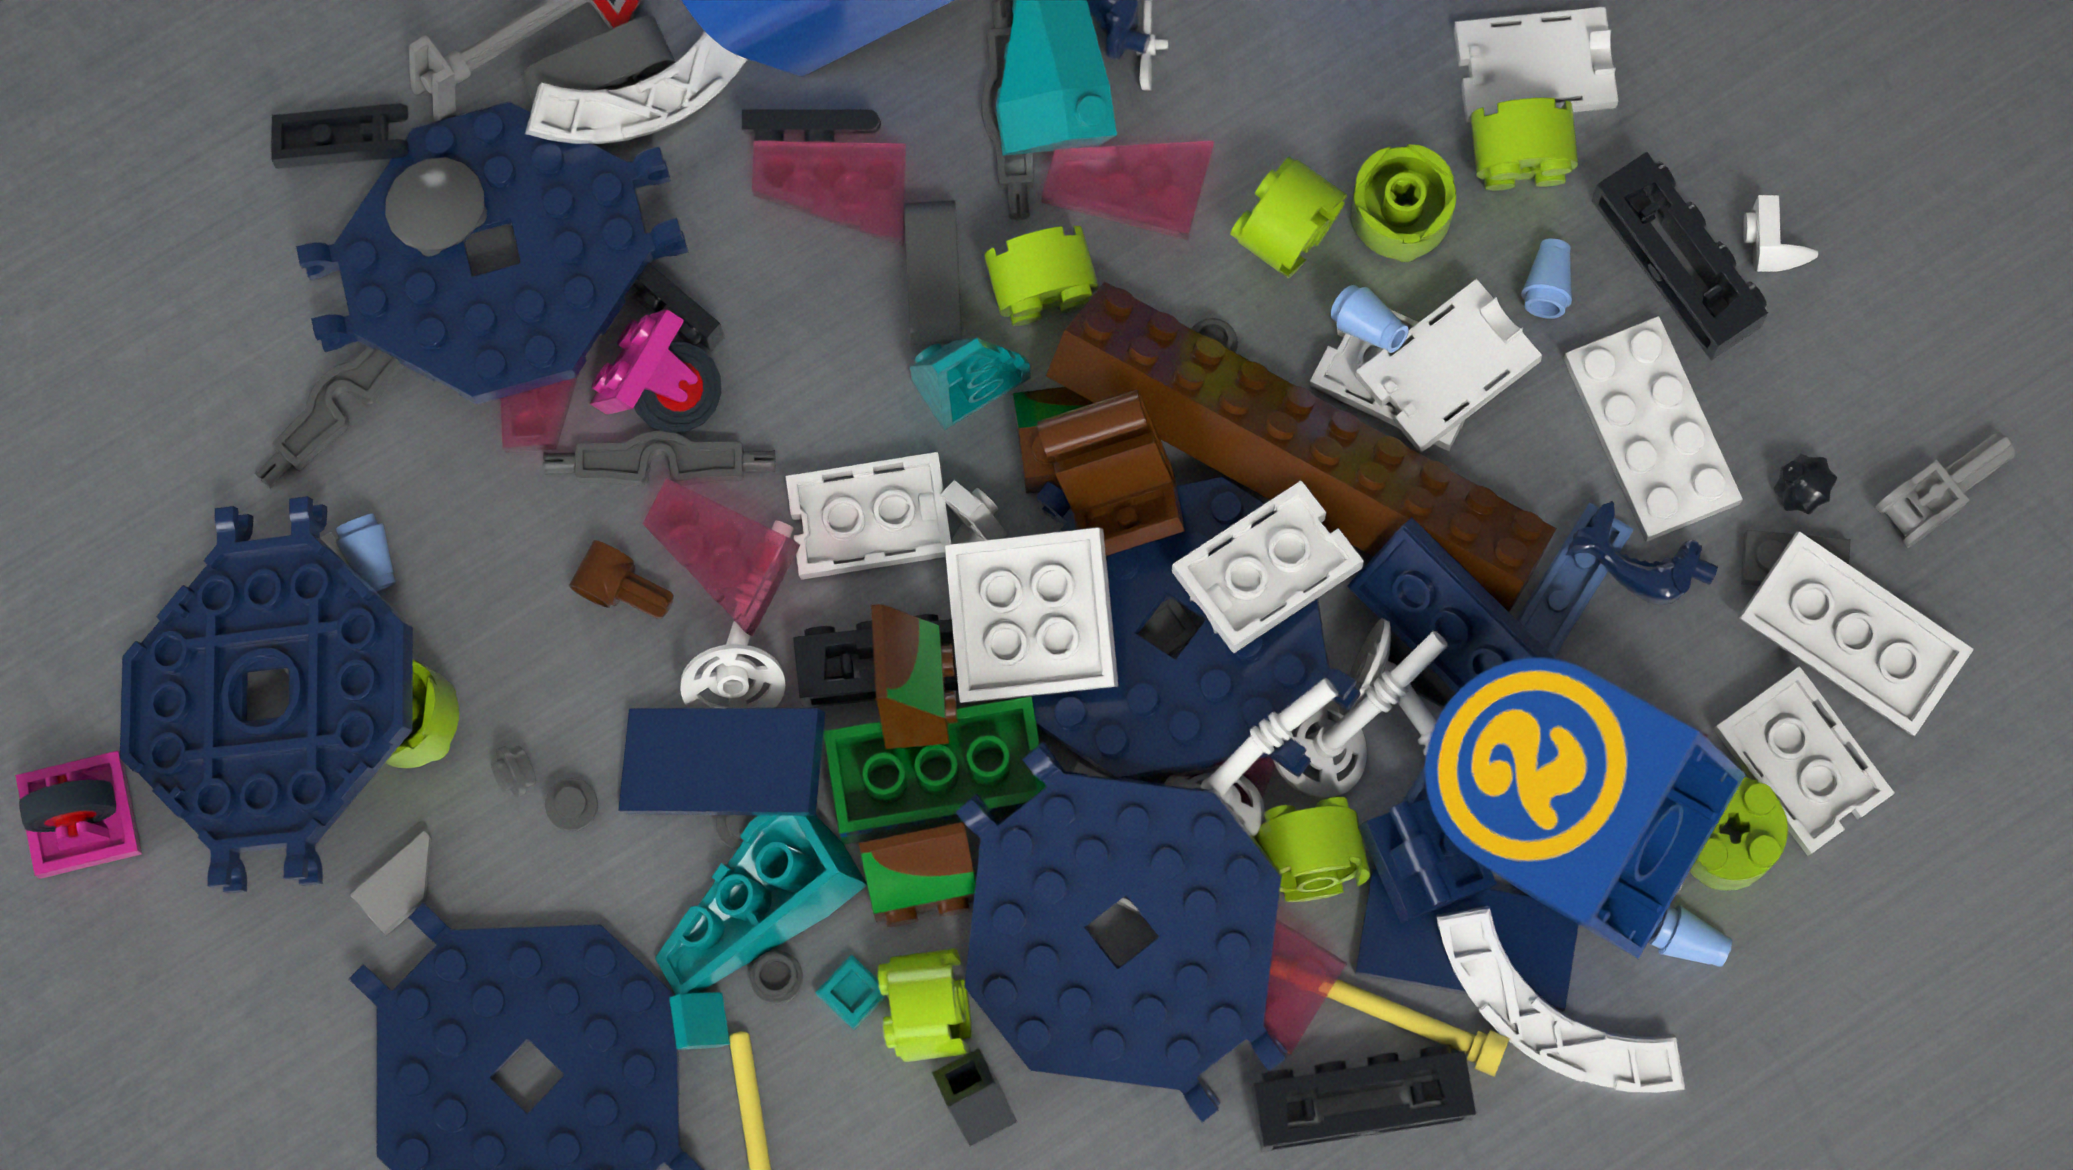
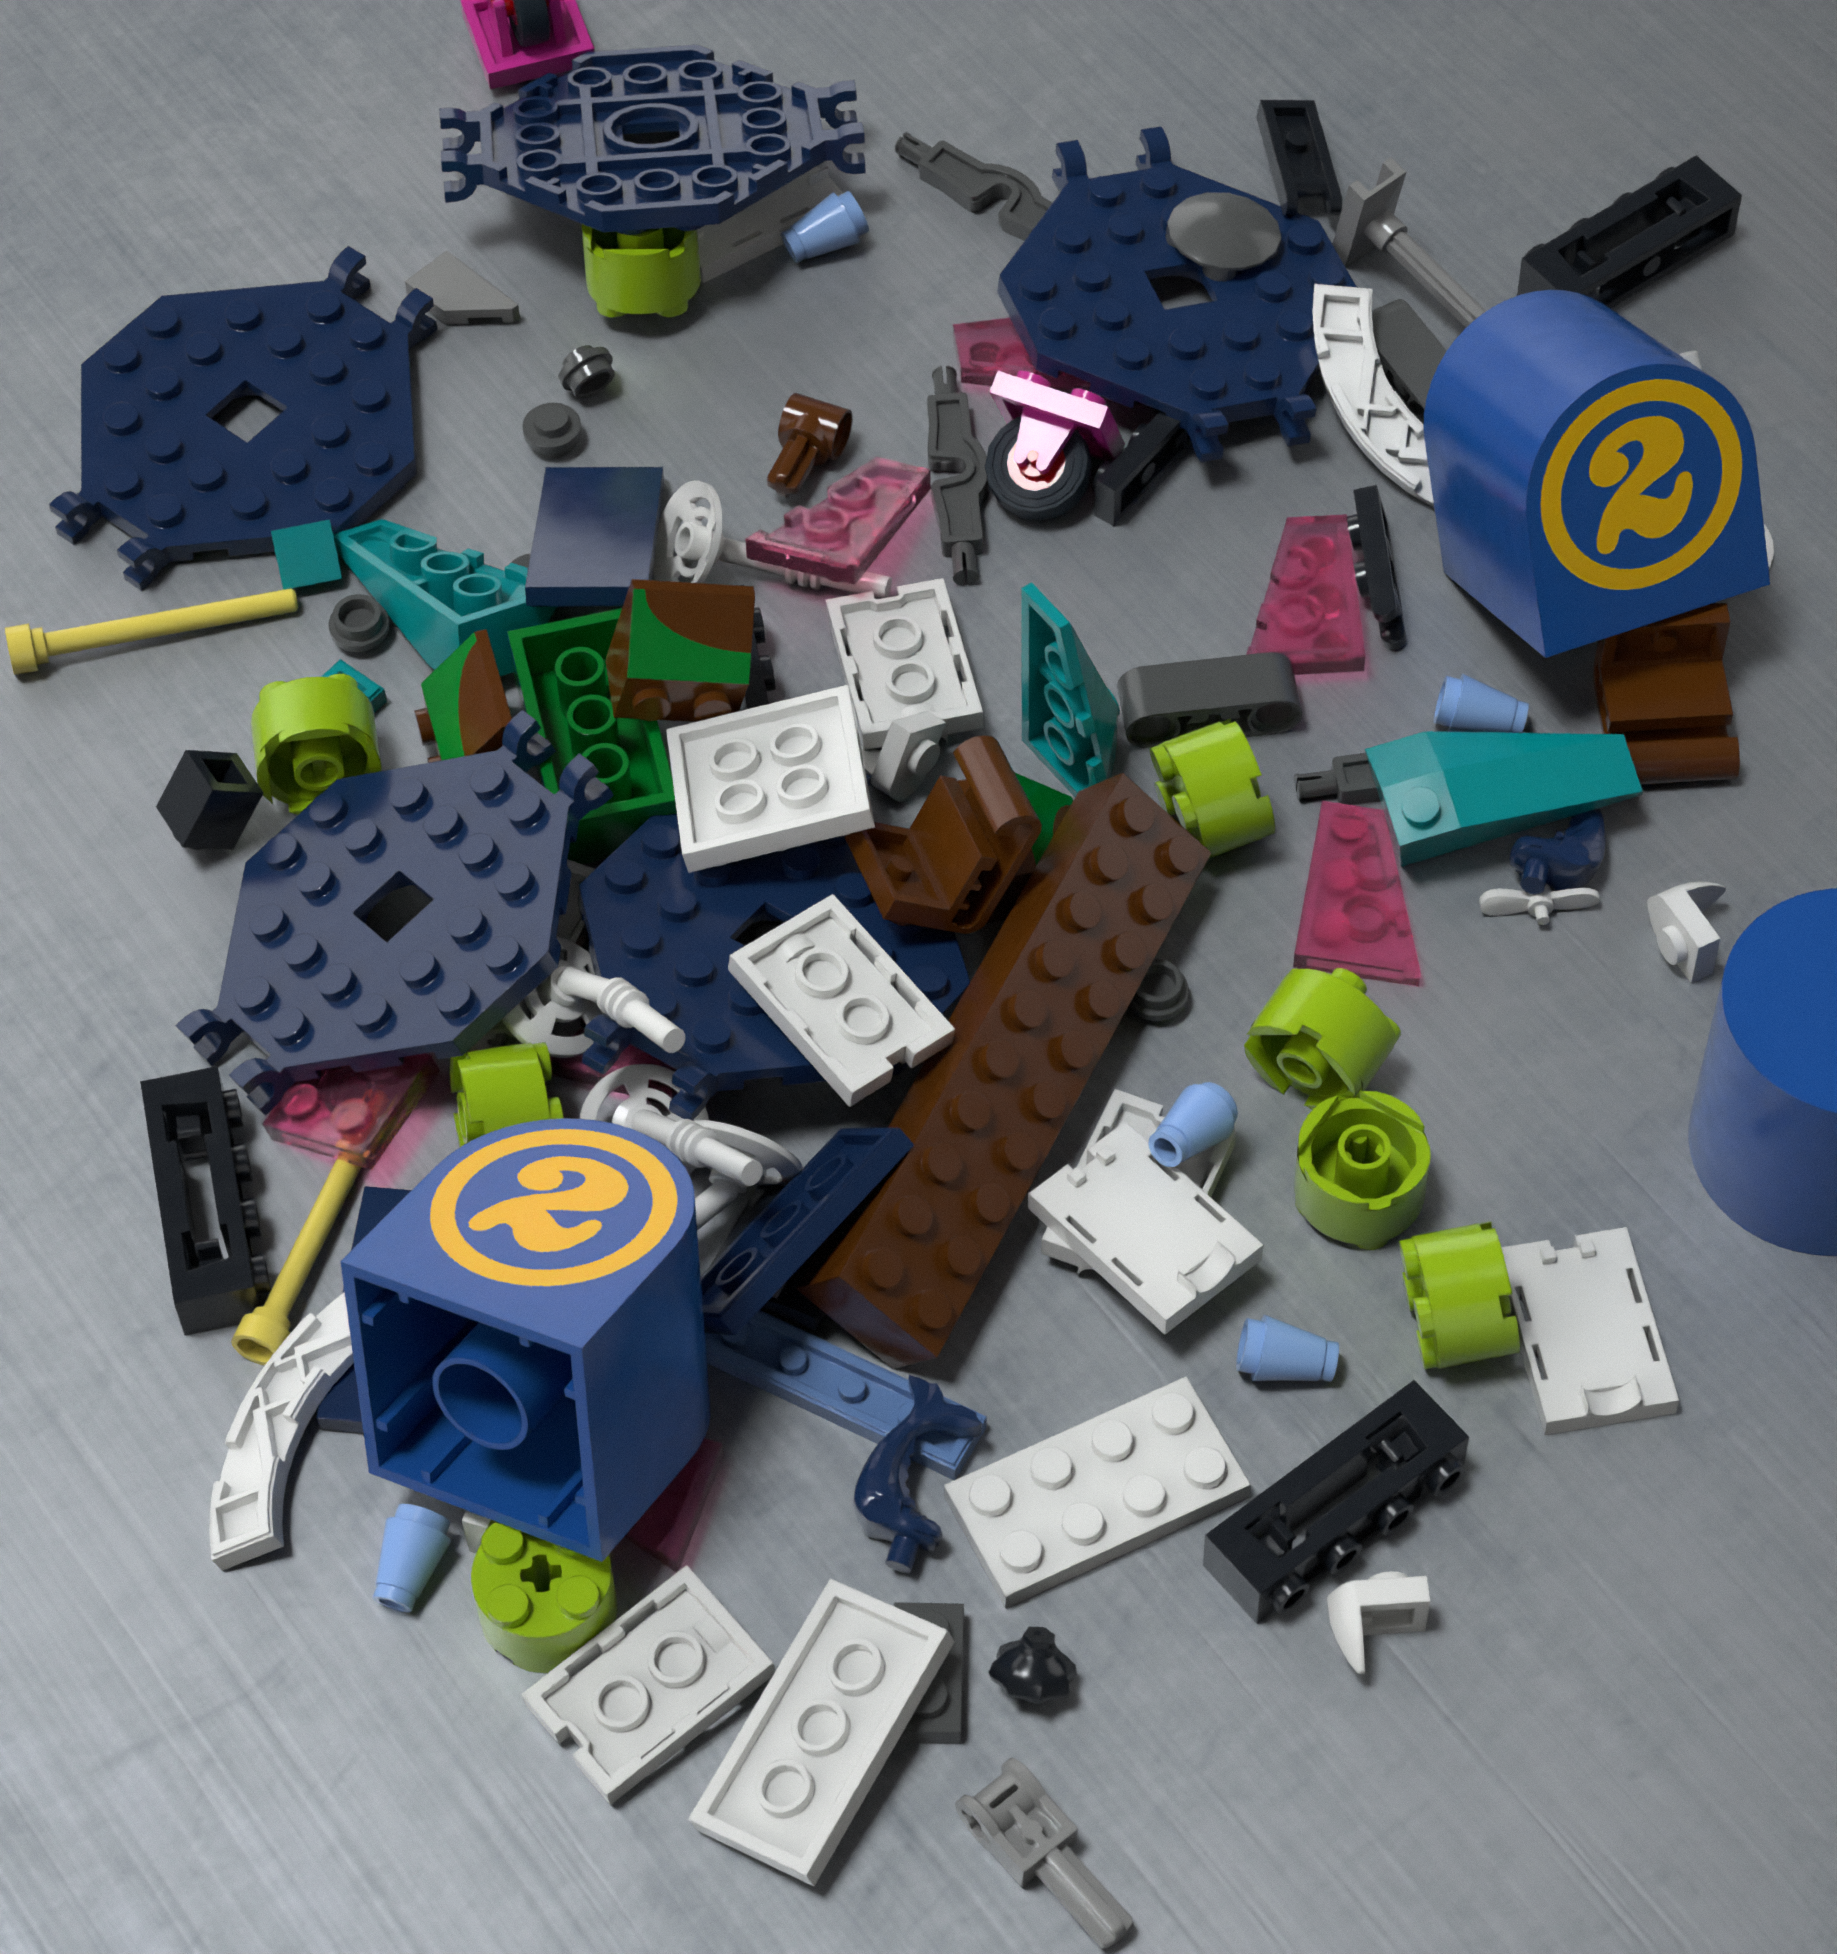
camera: 85 degrees right, 20 degrees down
(961, 65) = (1476, 707): none -> light blue cone

